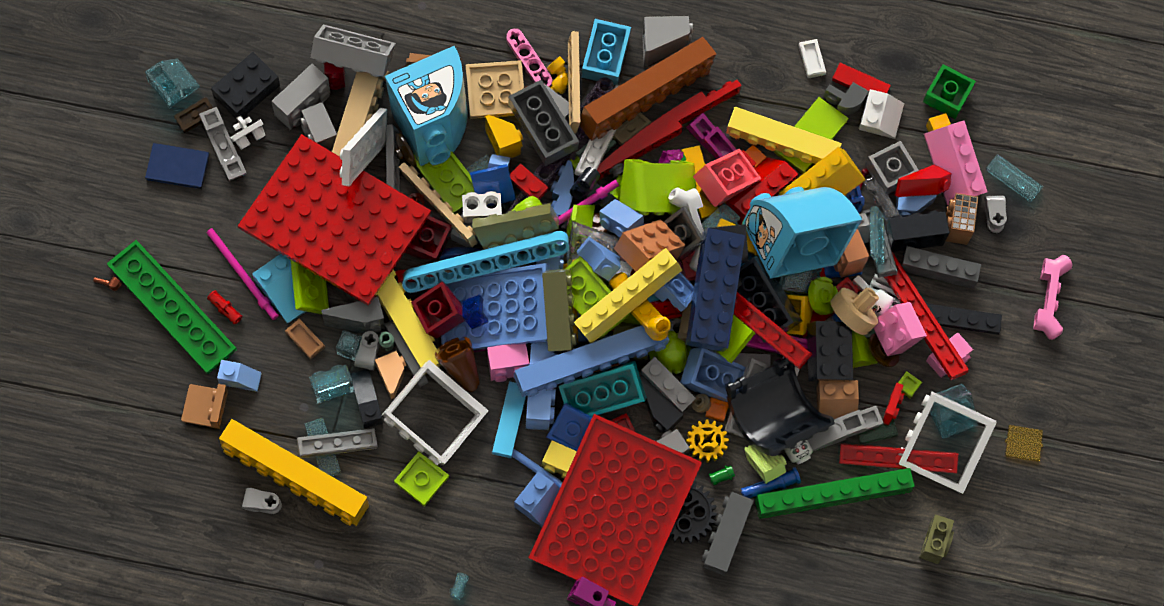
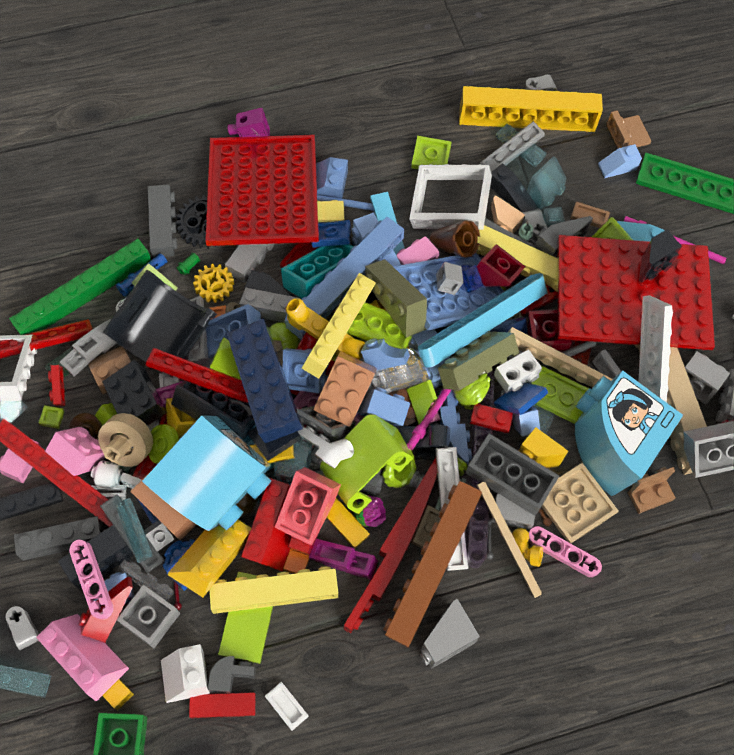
camera: 155 degrees right, 5 degrees down
(224, 307) = (668, 208): red pin -> none
(304, 222) = (659, 255): none -> black slope
(457, 591) = (355, 93): clear light blue pin -> none
(496, 310) = (449, 278): none -> light grey brick
(606, 51) = (496, 592): medium azure brick -> none
(931, 201) = (88, 580): none -> bright pink beam
(961, 218) = (54, 594): brick -> none

